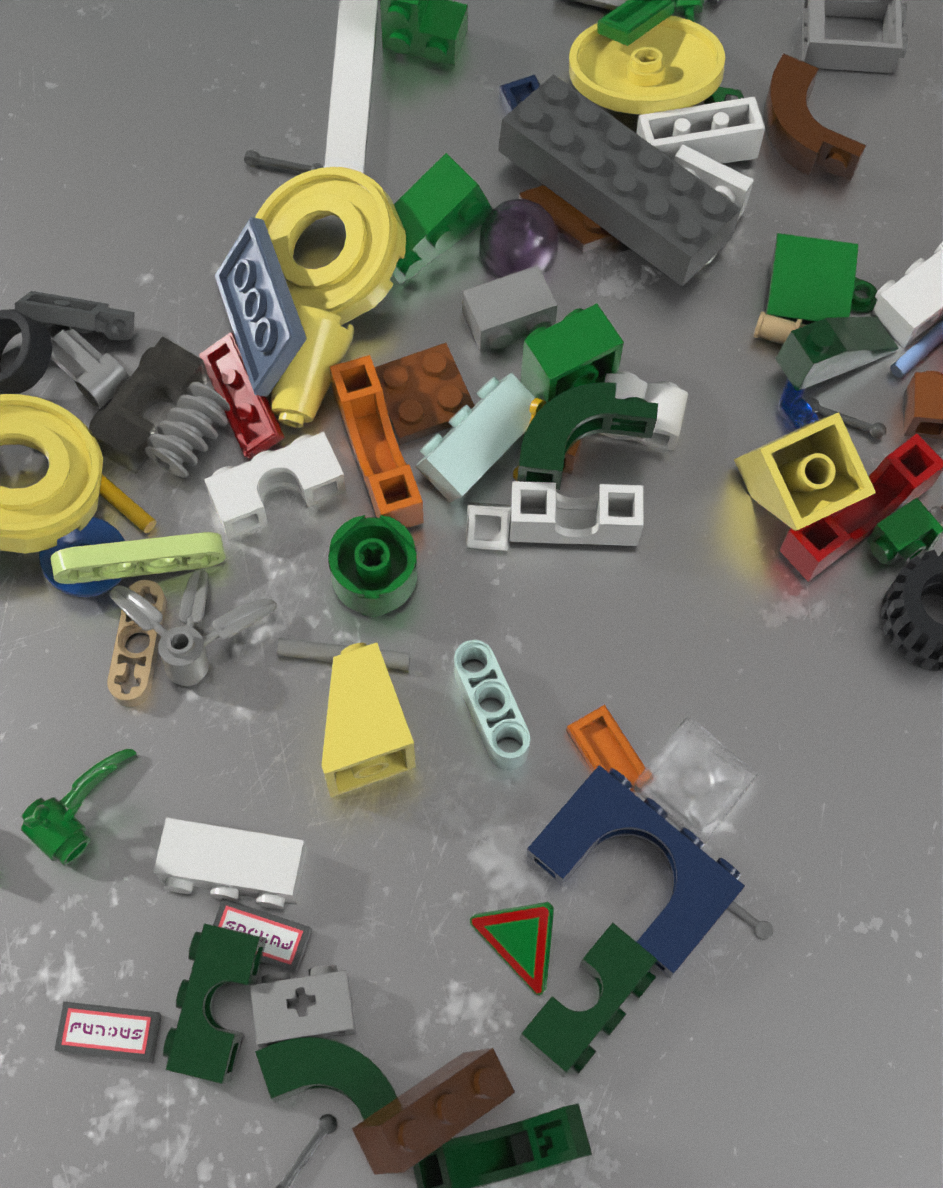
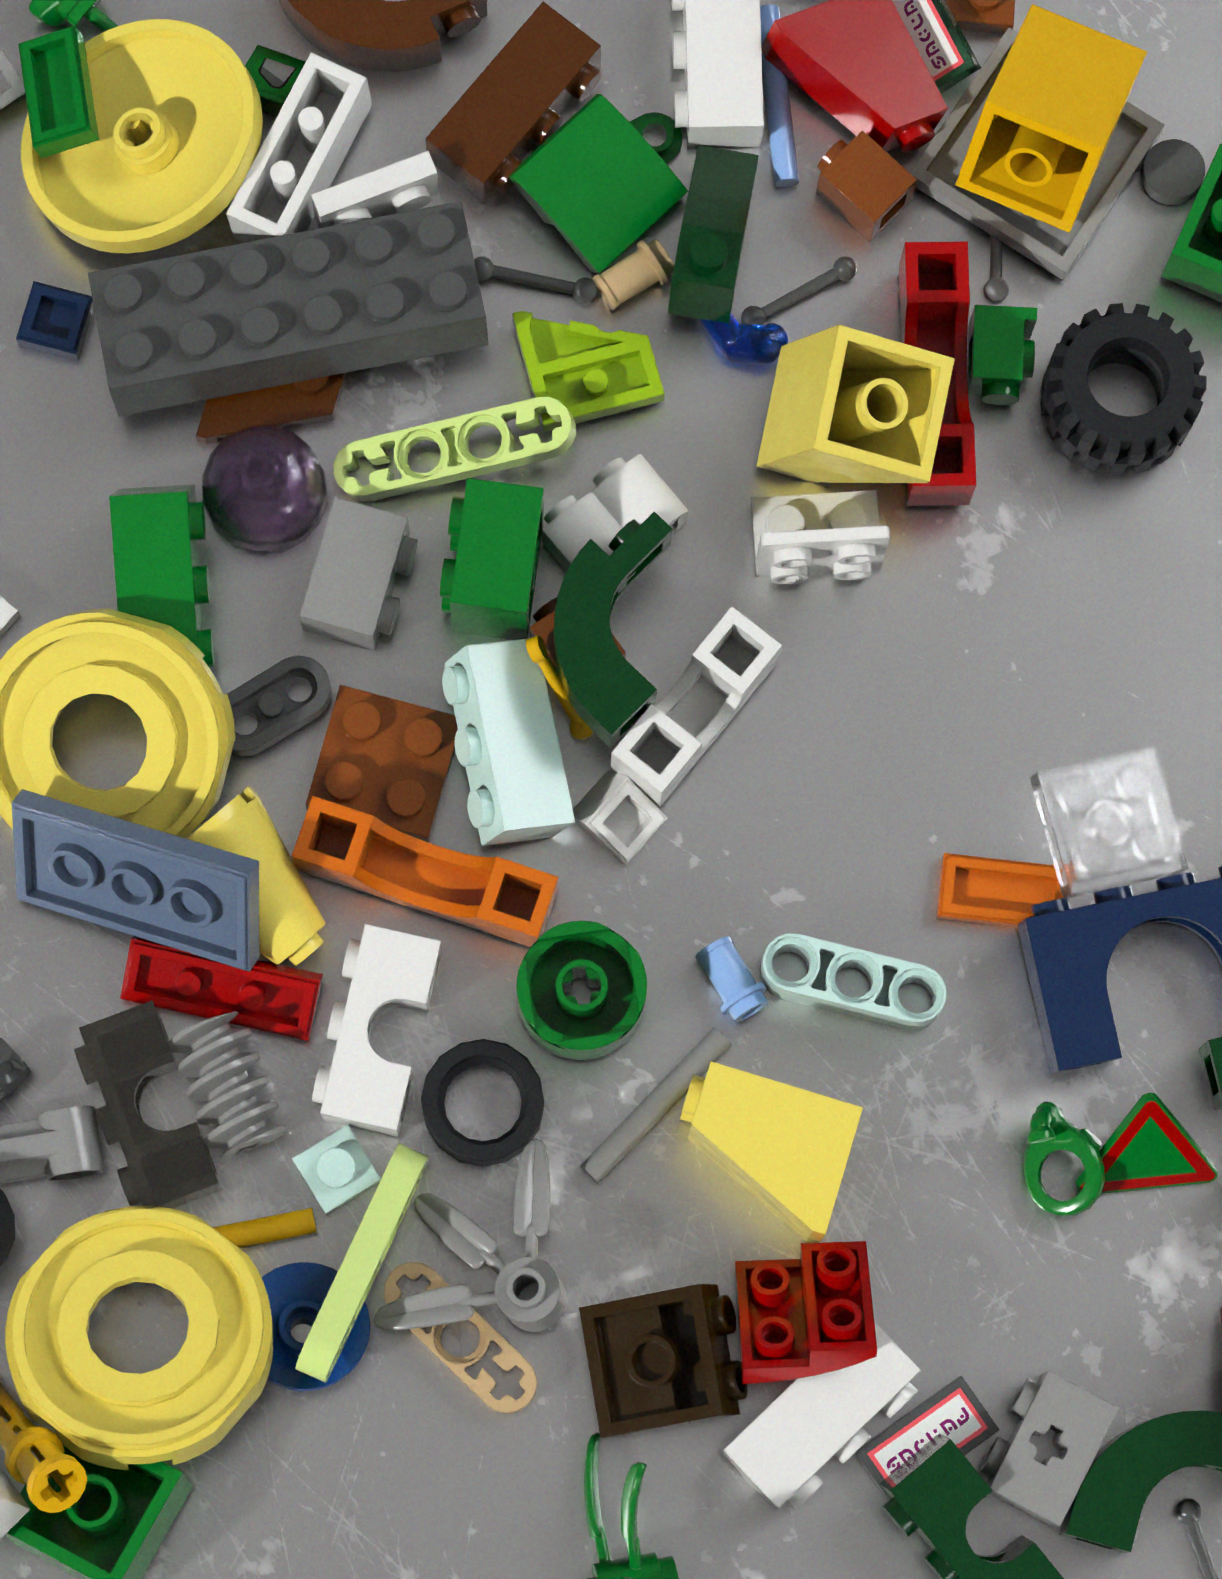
camera: 55 degrees left, 10 degrees up
(185, 516) = (337, 1170): none -> light aqua plate
(199, 754) = (662, 1359): none -> dark brown plate
(266, 533) = (475, 1054): none -> black tyre
(279, 807) = (805, 1312): none -> red slope
(410, 318) = (268, 702): none -> dark grey plate
(439, 650) = (732, 979): none -> light blue pin
(491, 875) = (1054, 1132): none -> green piece
(619, 302) = (453, 440): none -> yellowish green beam
(710, 343) = (587, 368): none -> lime wing
(721, 514) = (818, 535): none -> white bracket
(751, 317) = (583, 289): none -> dark grey hinge
(818, 211) = (515, 103): none -> reddish brown brick

